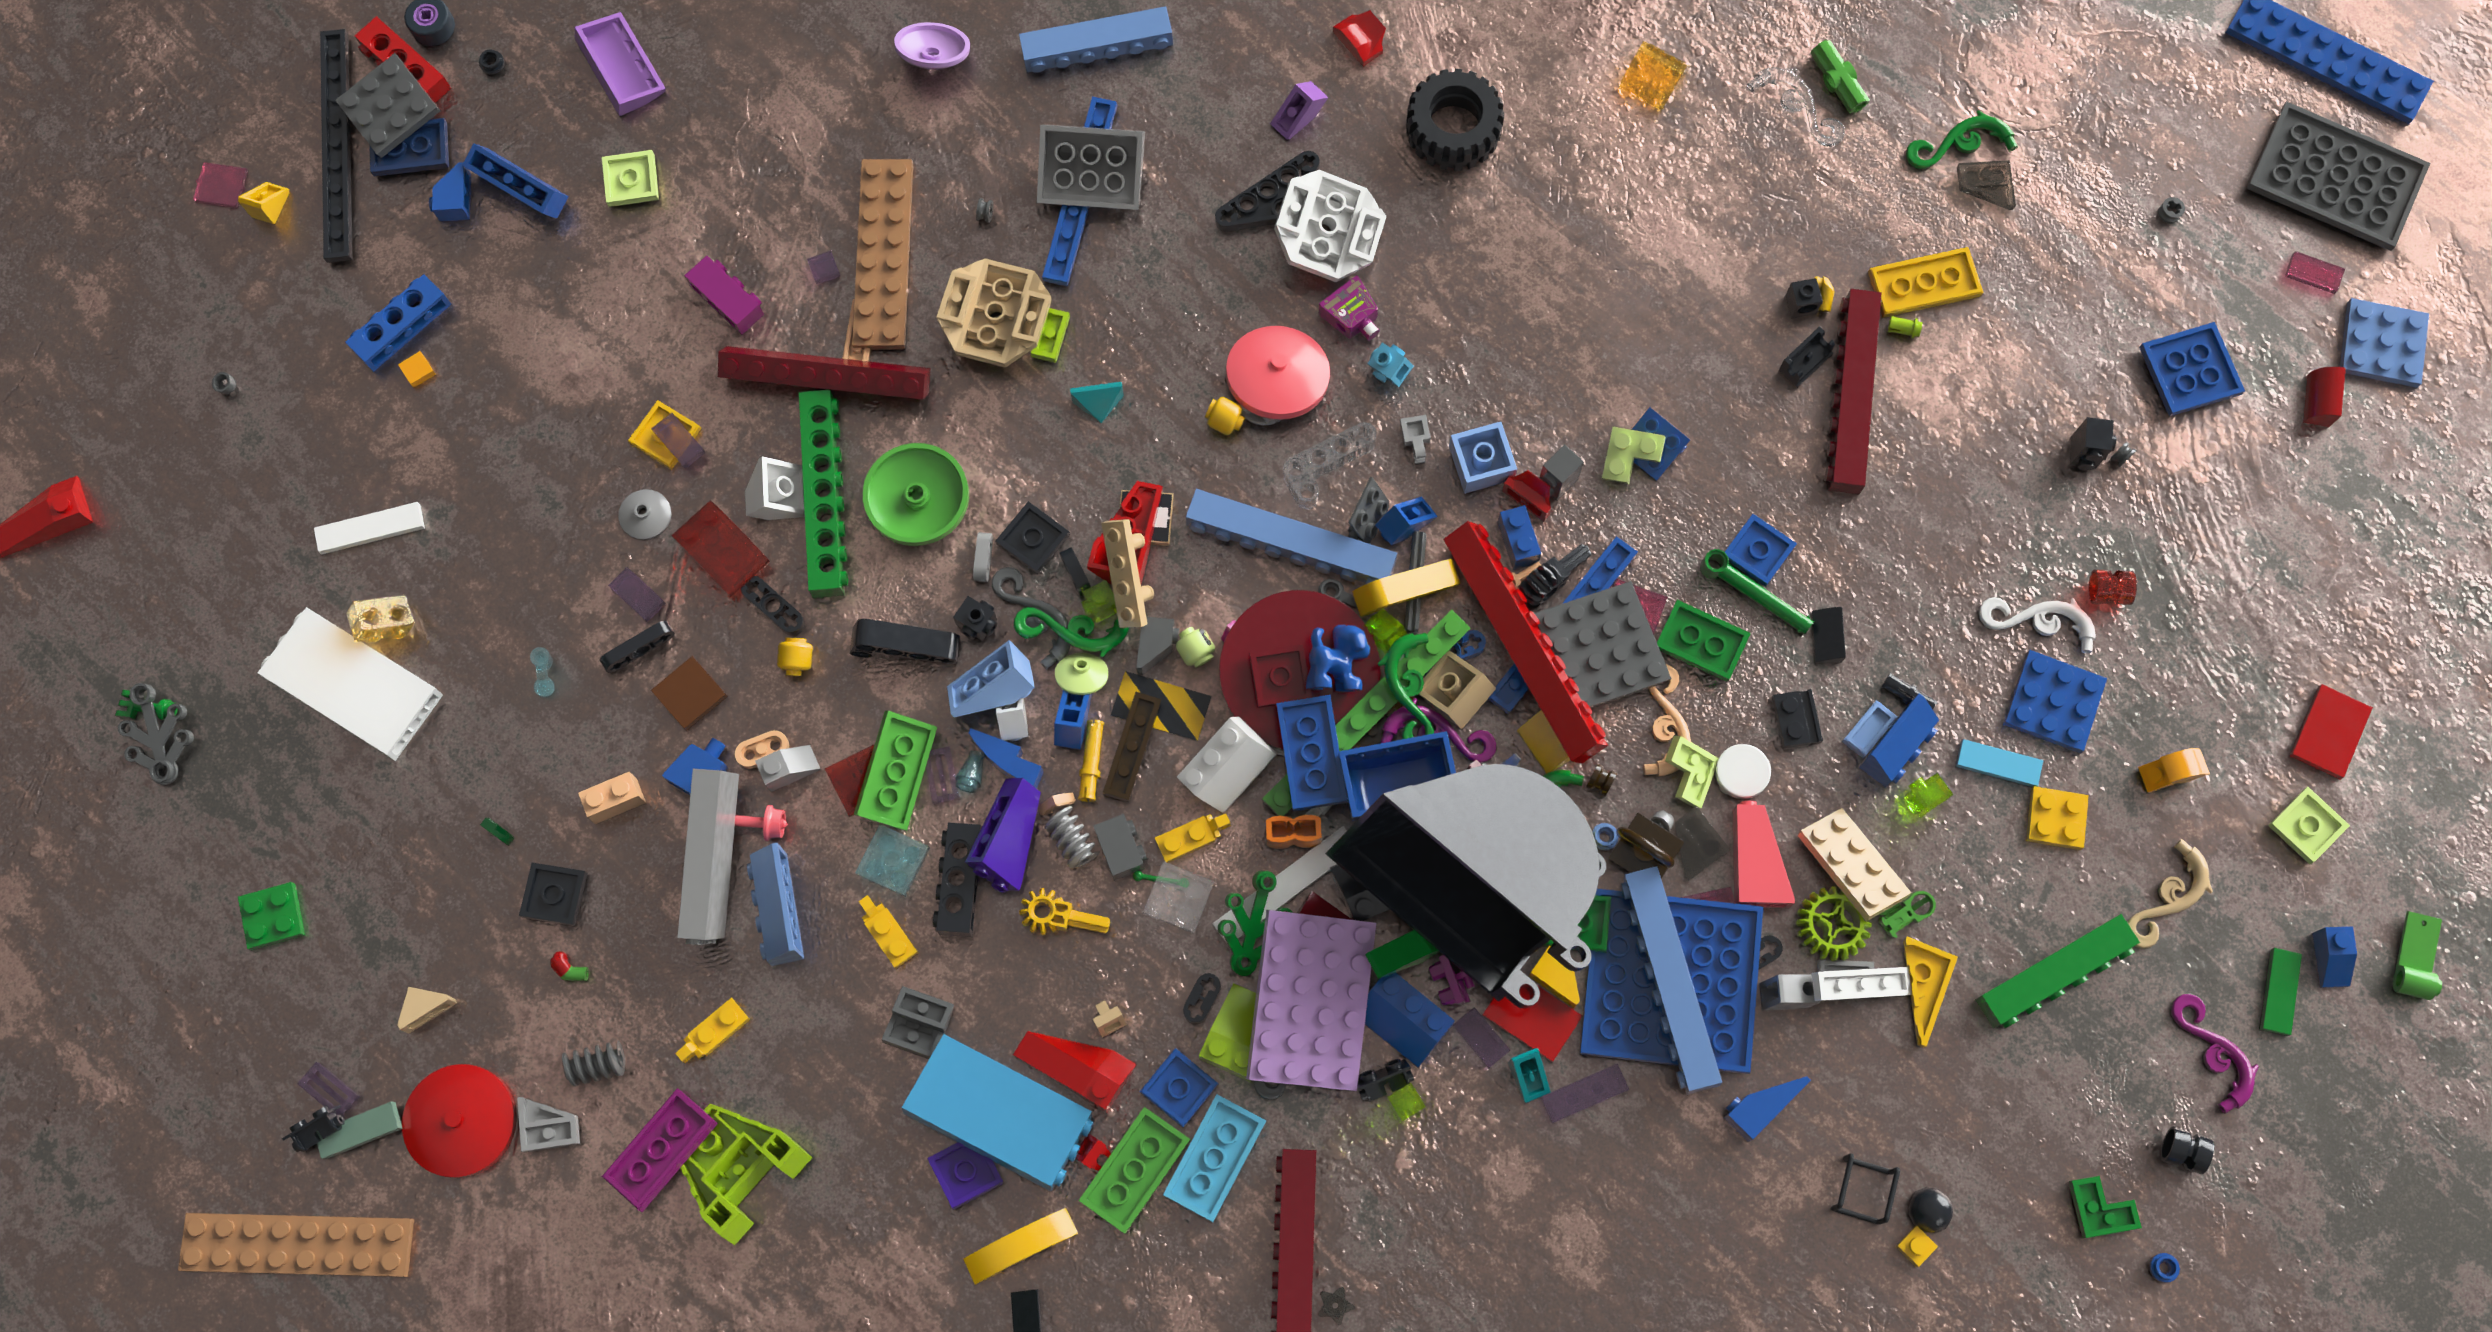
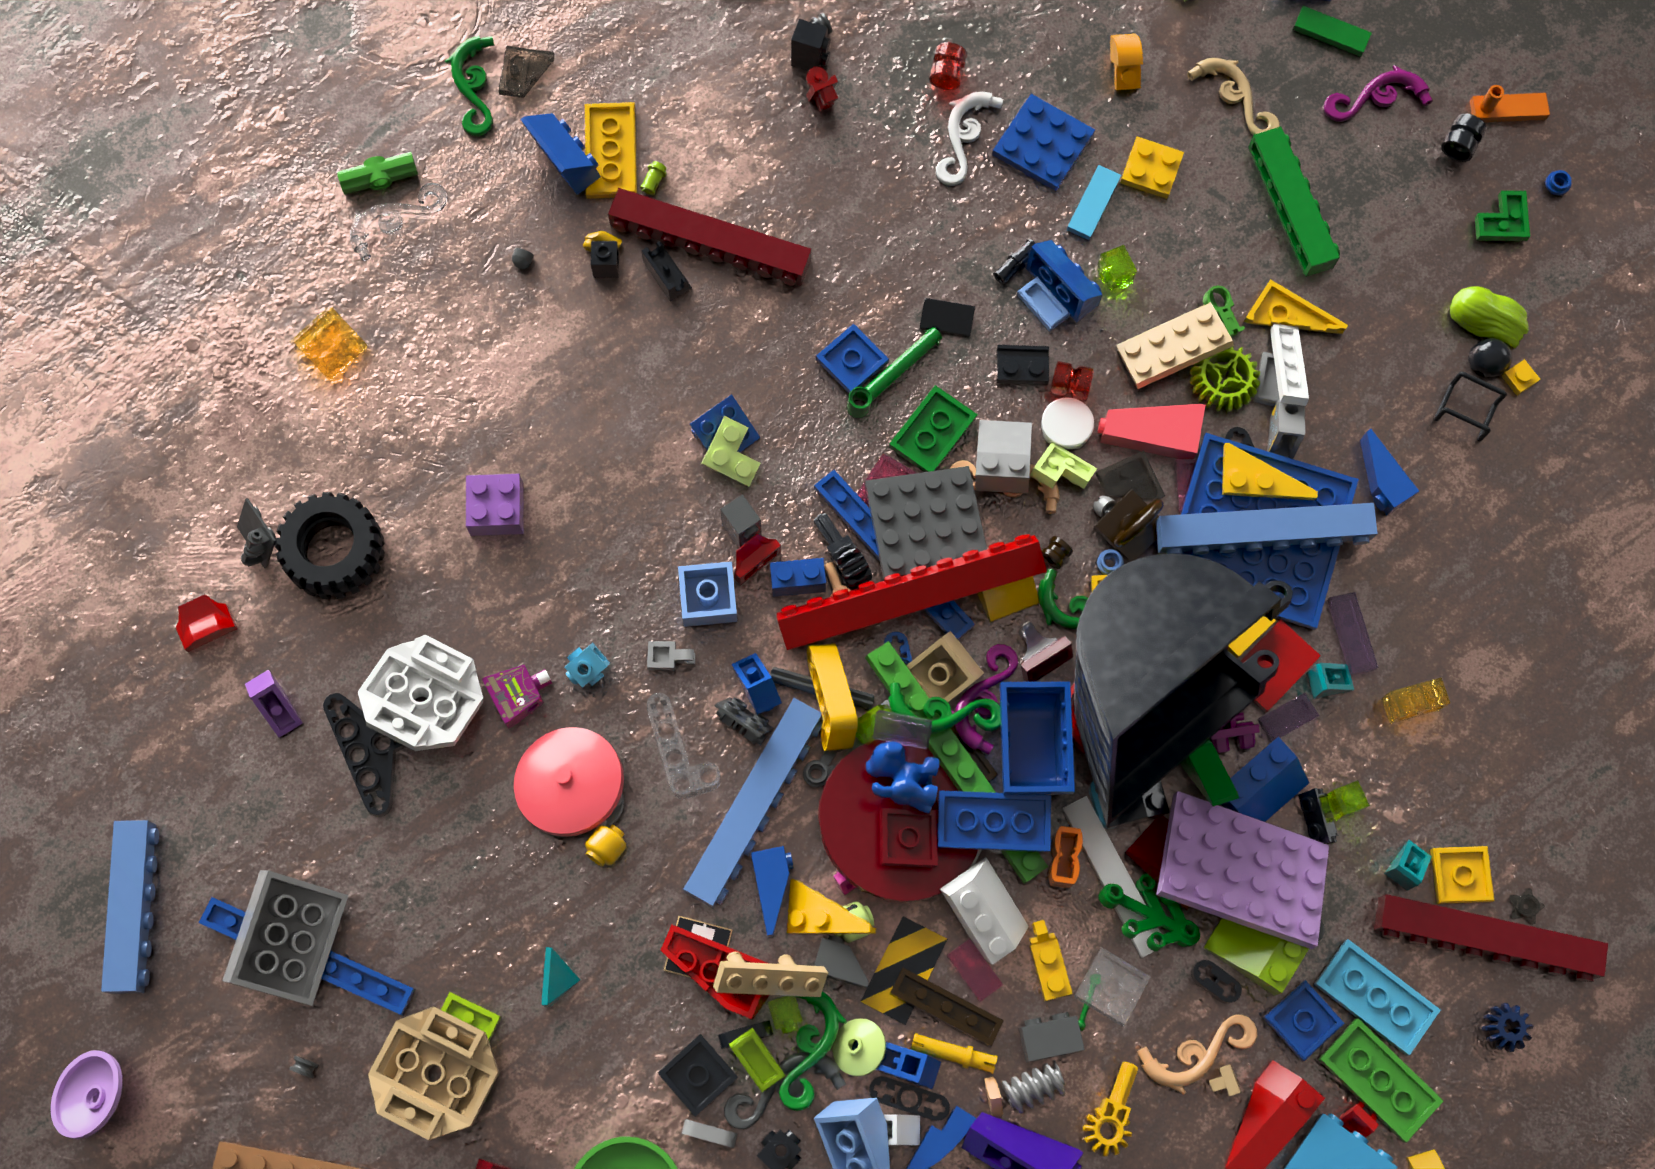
camera: 85 degrees left, 0 degrees up
(1039, 708) = (885, 1100): none -> black beam
(1053, 583) = (757, 1060): none -> lime tile
(1127, 998) = (1175, 1080): none -> light nougat plant
(1165, 772) = (974, 970): none -> clear pink tile
(1195, 614) = (815, 914): none -> yellow wing
(1197, 1292) = (1518, 1029): none -> dark blue gear
(1221, 568) = (772, 877): none -> blue slope
(1354, 1177) = (1409, 866): none -> teal slope
(1354, 1234) = (1462, 875): none -> yellow tile
(1381, 648) = (902, 729): none -> tile
(1444, 57) = (258, 537): none -> dark grey hinge
(1525, 1163) = (1415, 700): none -> clear yellow brick
(1528, 252) = (494, 504): none -> medium lavender brick
(1690, 710) = (1003, 456): none -> slope
(1724, 960) = (1252, 477): none -> yellow wing
(1785, 224) = (522, 258): none -> dark grey hinge
(1788, 766) = (1071, 381): none -> clear red wheel
(1906, 231) = (563, 150): none -> blue slope
(1980, 1204) = (1489, 315): none -> lime hair
(2048, 463) = (821, 88): none -> red hips
(2244, 1203) = (1509, 107): none -> orange piece

